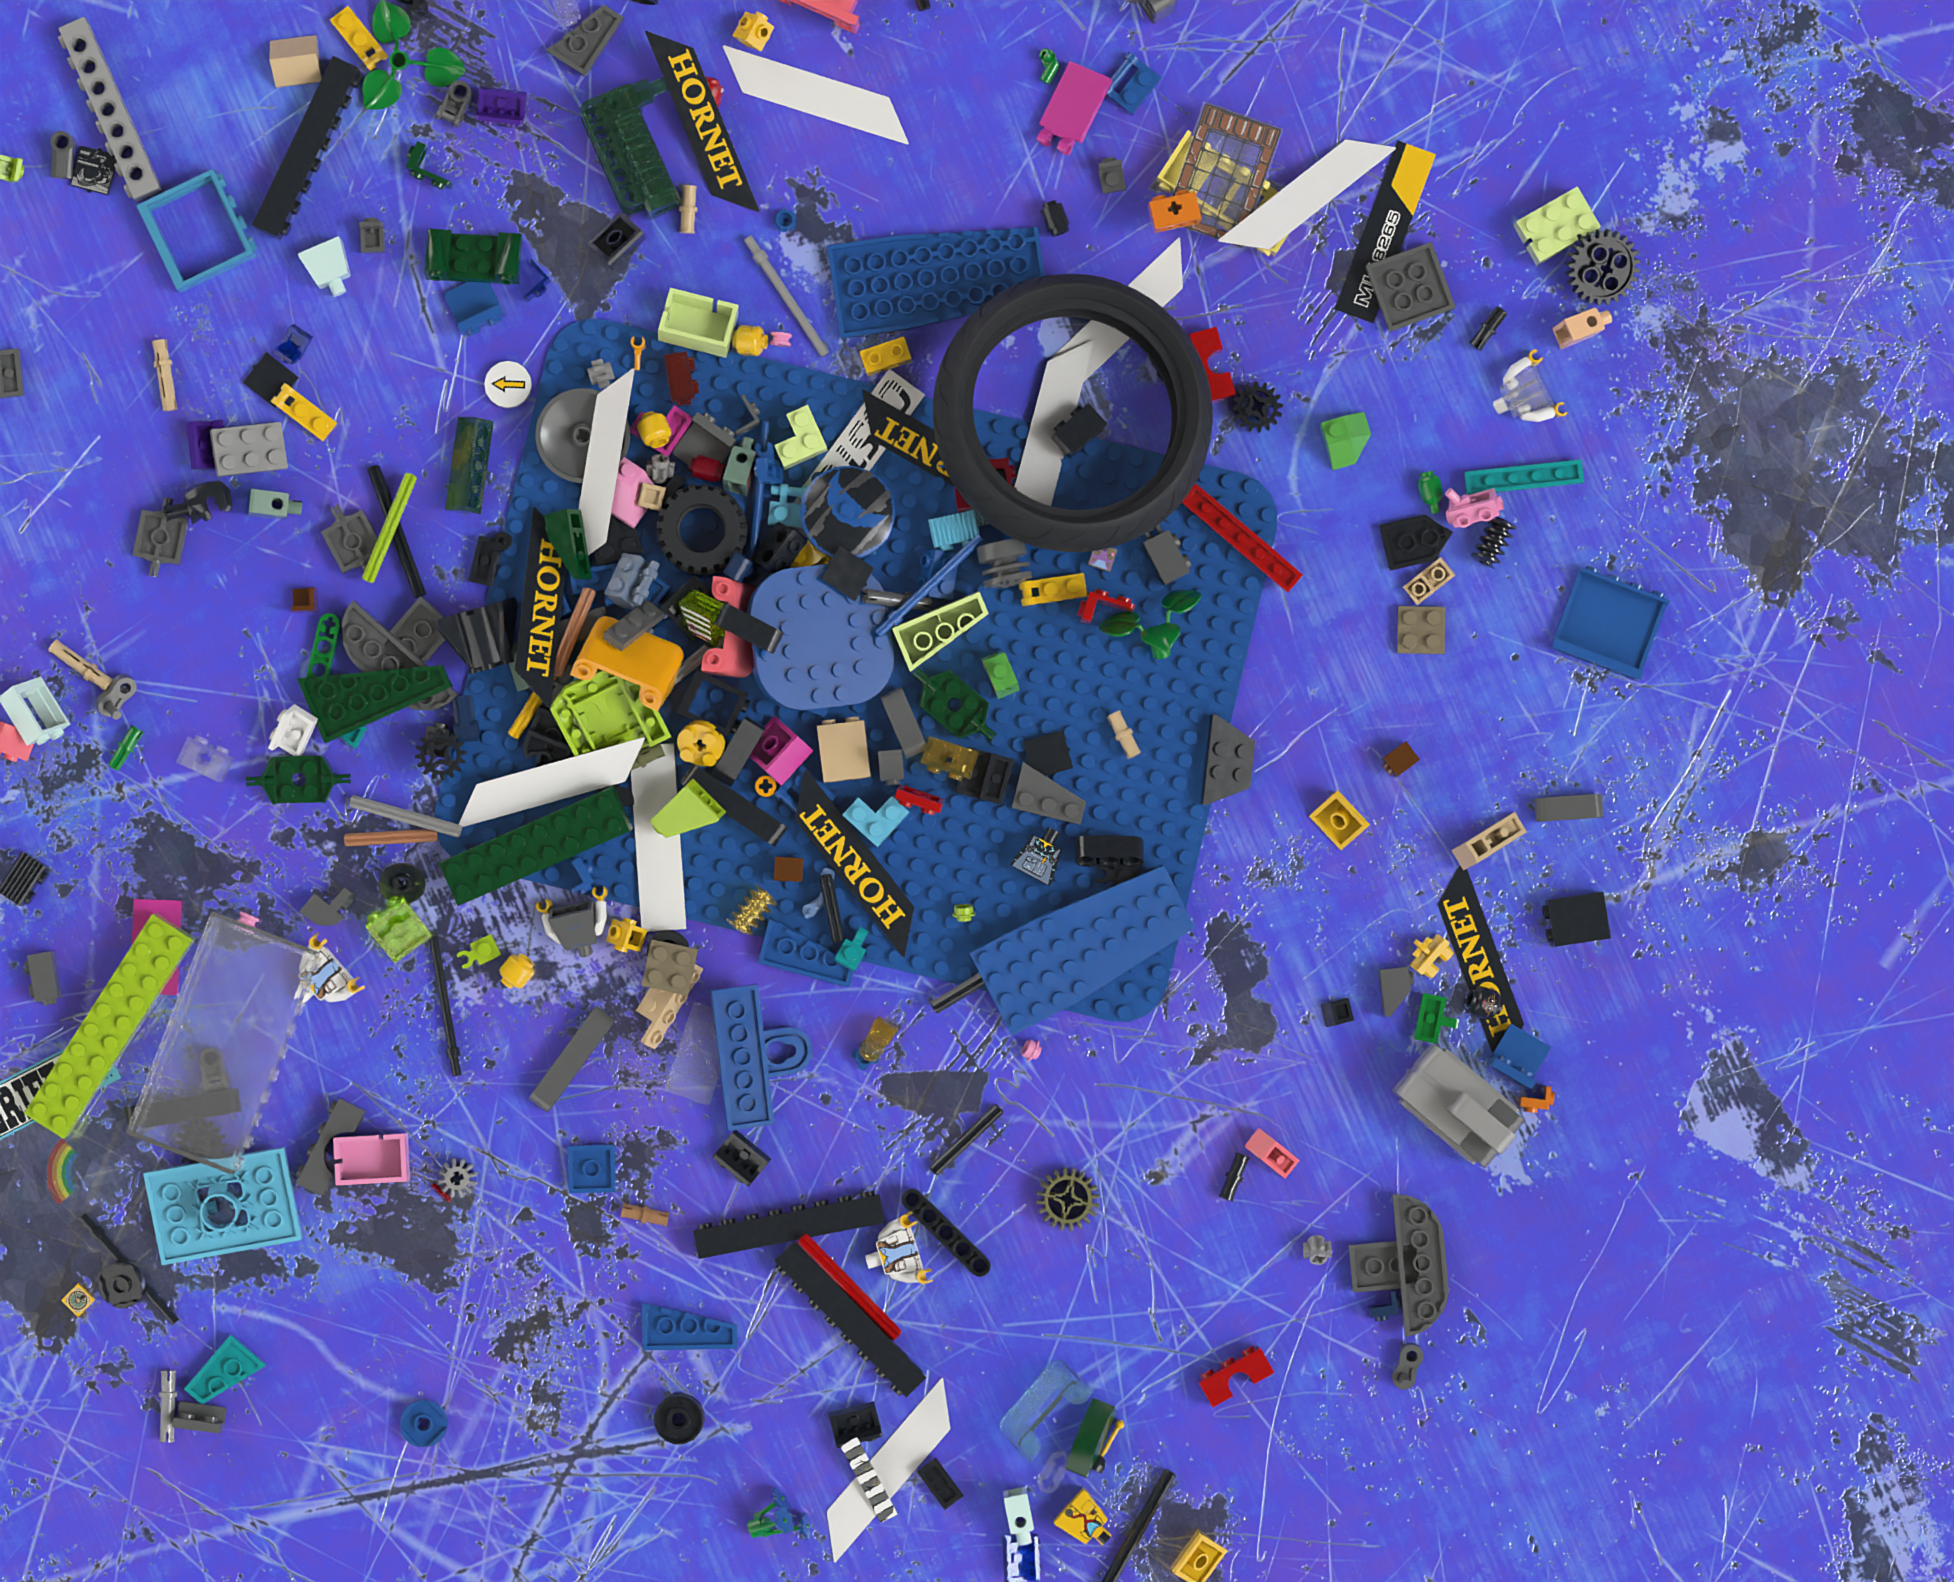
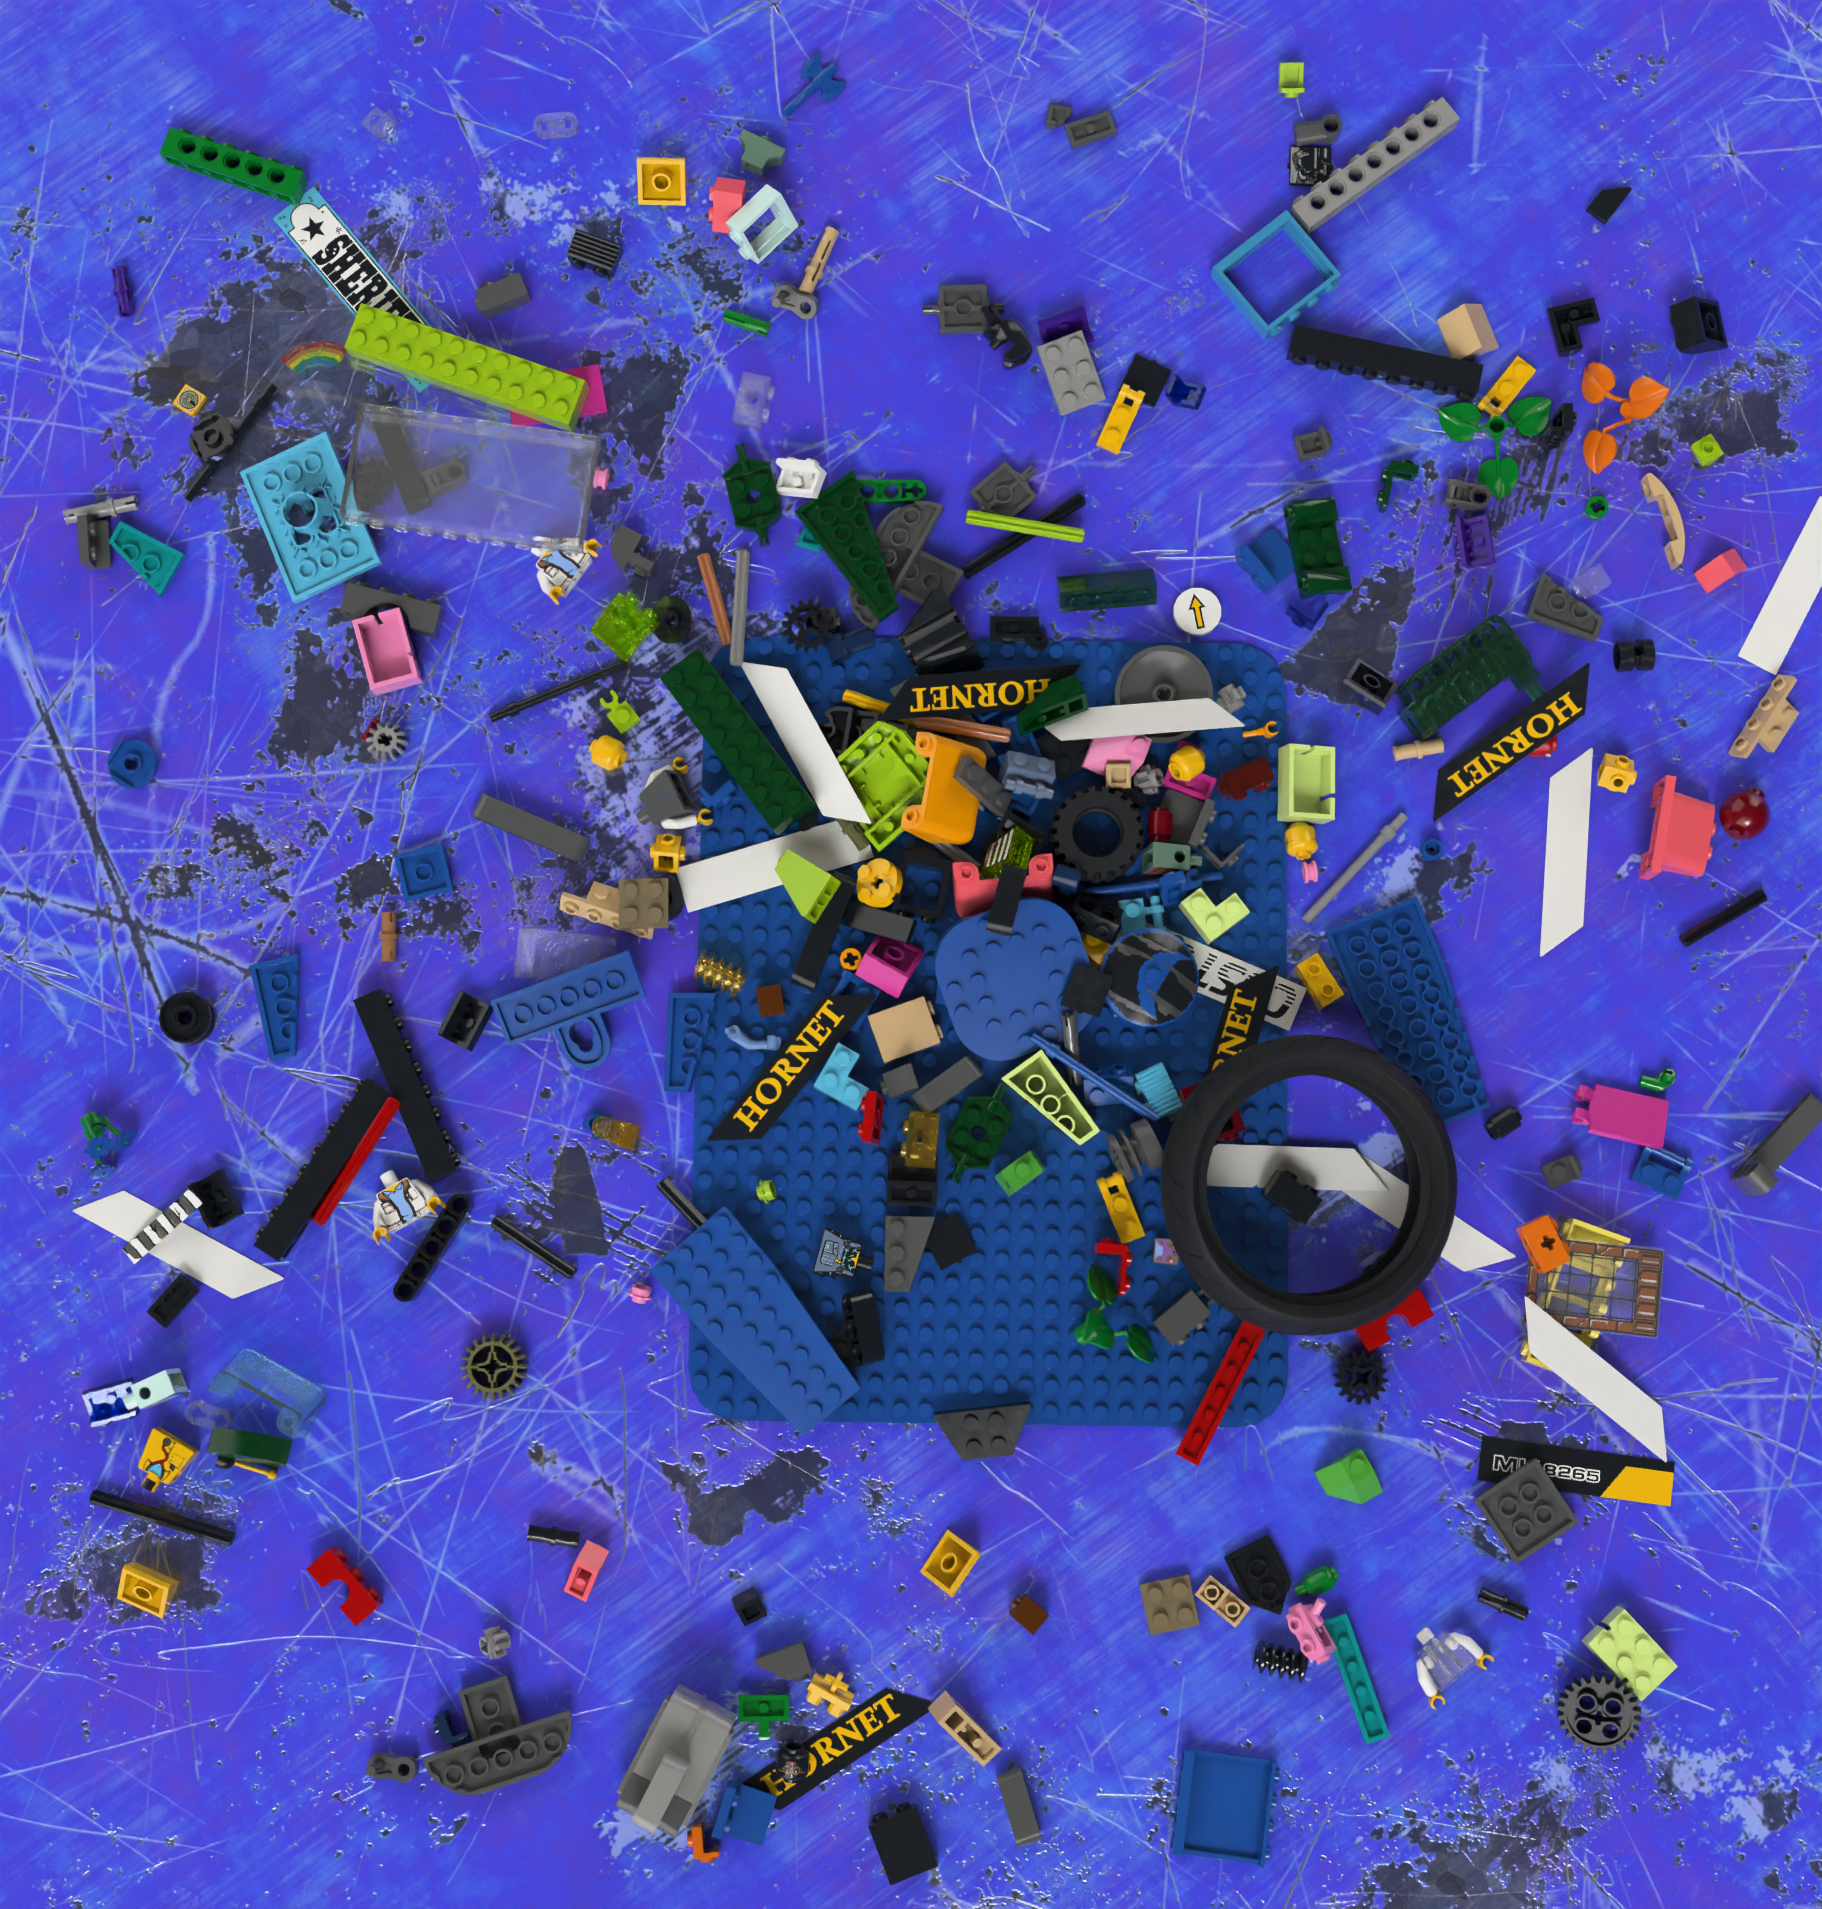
camera: 80 degrees right, 5 degrees down
(163, 367) = (1132, 274): tan pin -> none
(261, 504) = (1020, 396): sand green torso -> none
(305, 600) = (933, 462): reddish brown panel -> none
(327, 265) = (1273, 408): light aqua torso -> none
(832, 908) = (740, 1054): black axle -> none
(851, 952) = (699, 1085): teal plate -> none
(1123, 734) = (987, 1315): tan pin -> none
(1581, 327) = (1529, 1703): light nougat torso -> none

